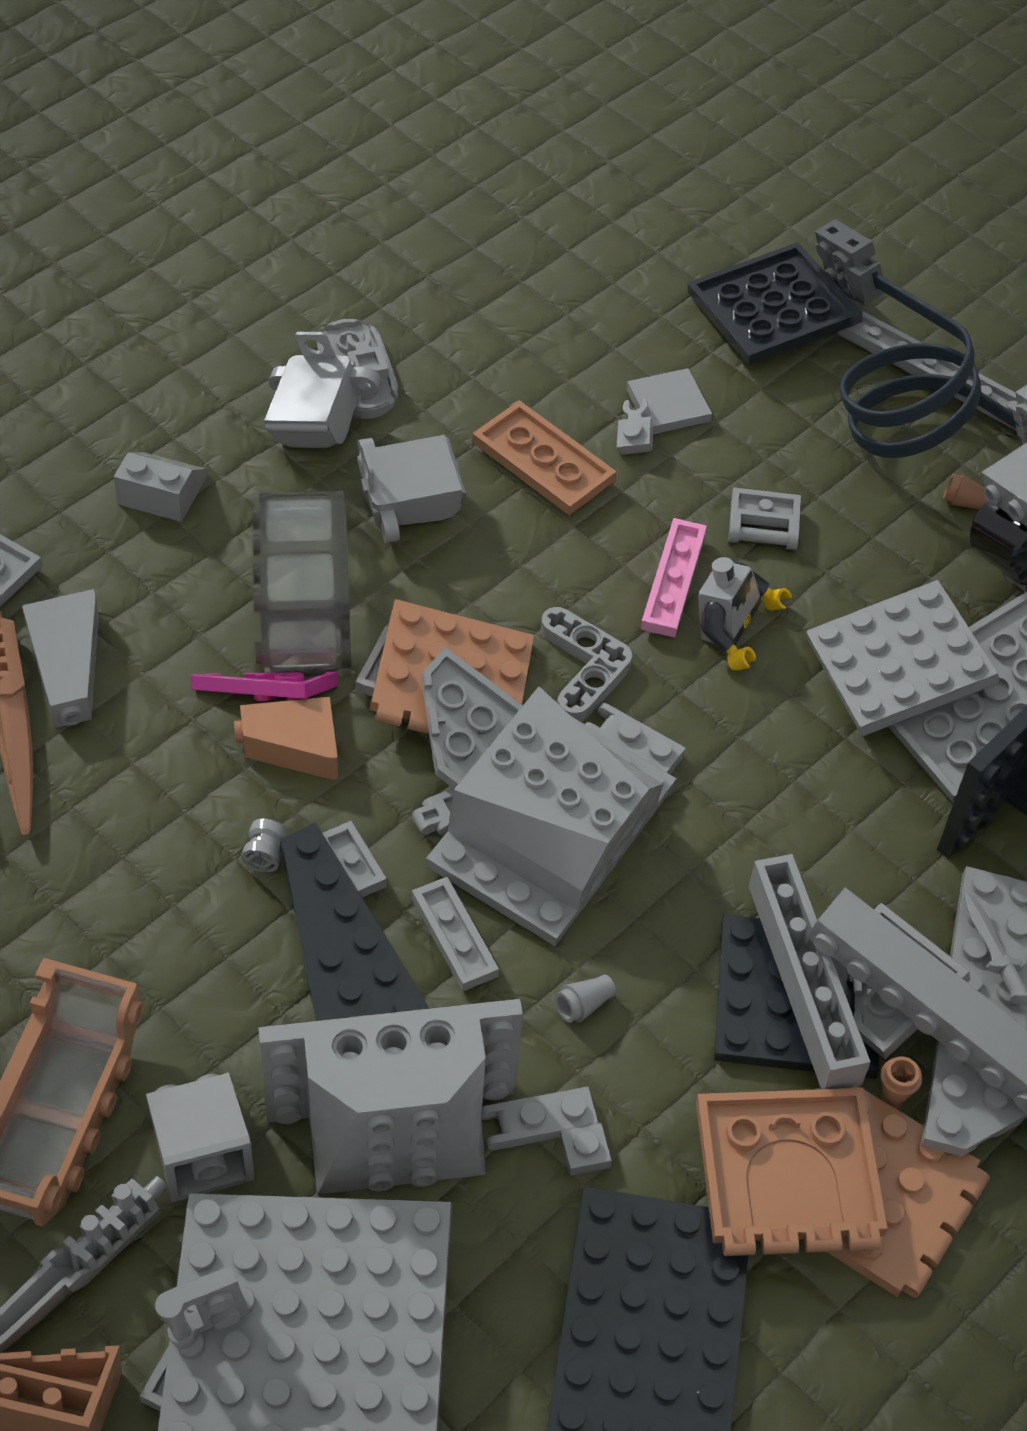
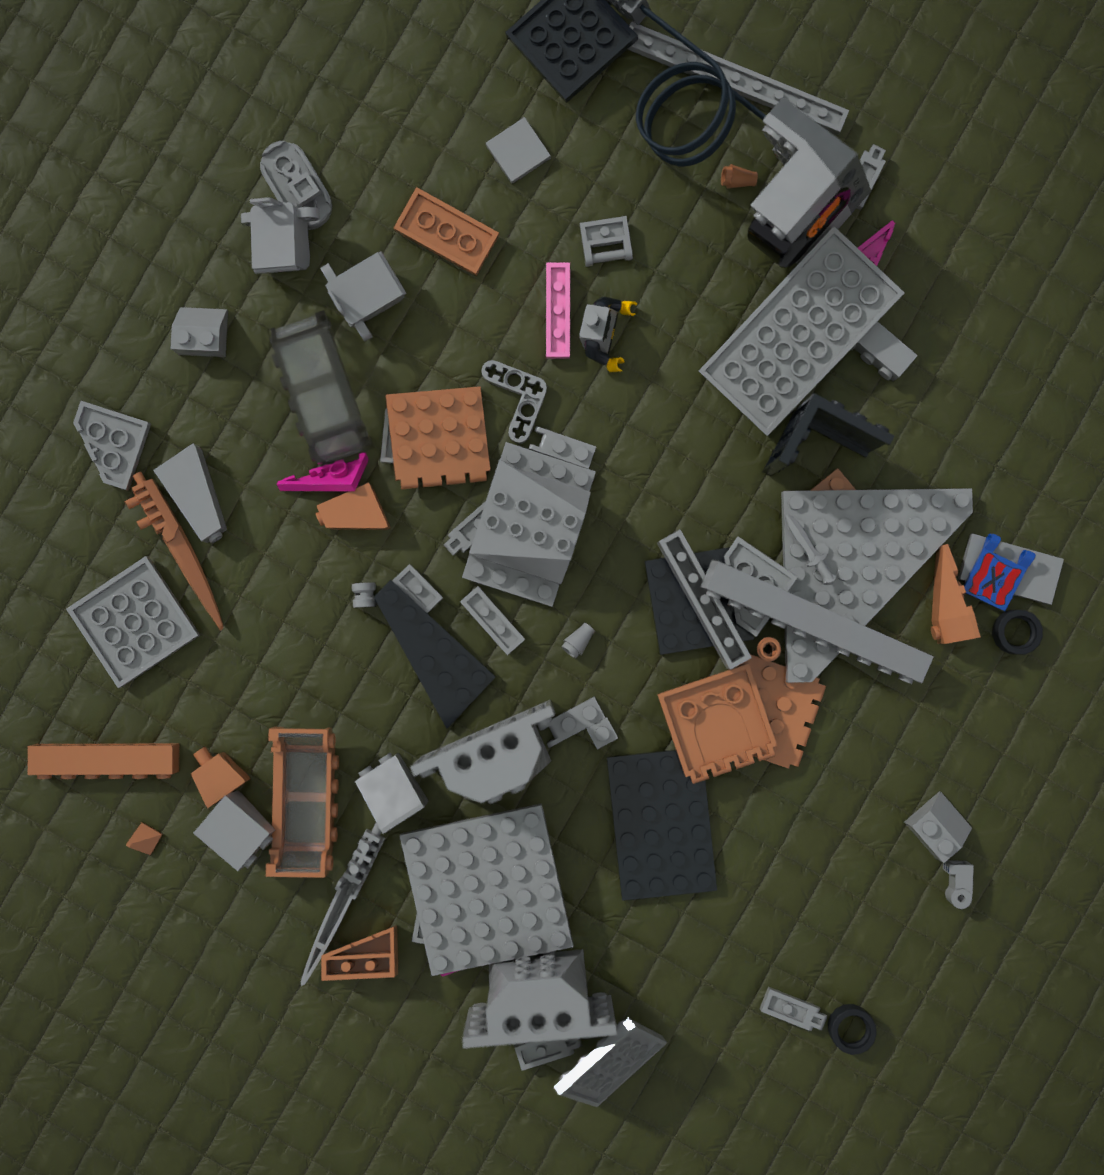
camera: 15 degrees left, 35 degrees up
(217, 1304) = (434, 908): light grey plate -> none
(462, 714) = (459, 476): light grey plate -> none
(636, 431) = (503, 189): light grey plate -> none
(901, 657) = (717, 341): light grey plate -> none

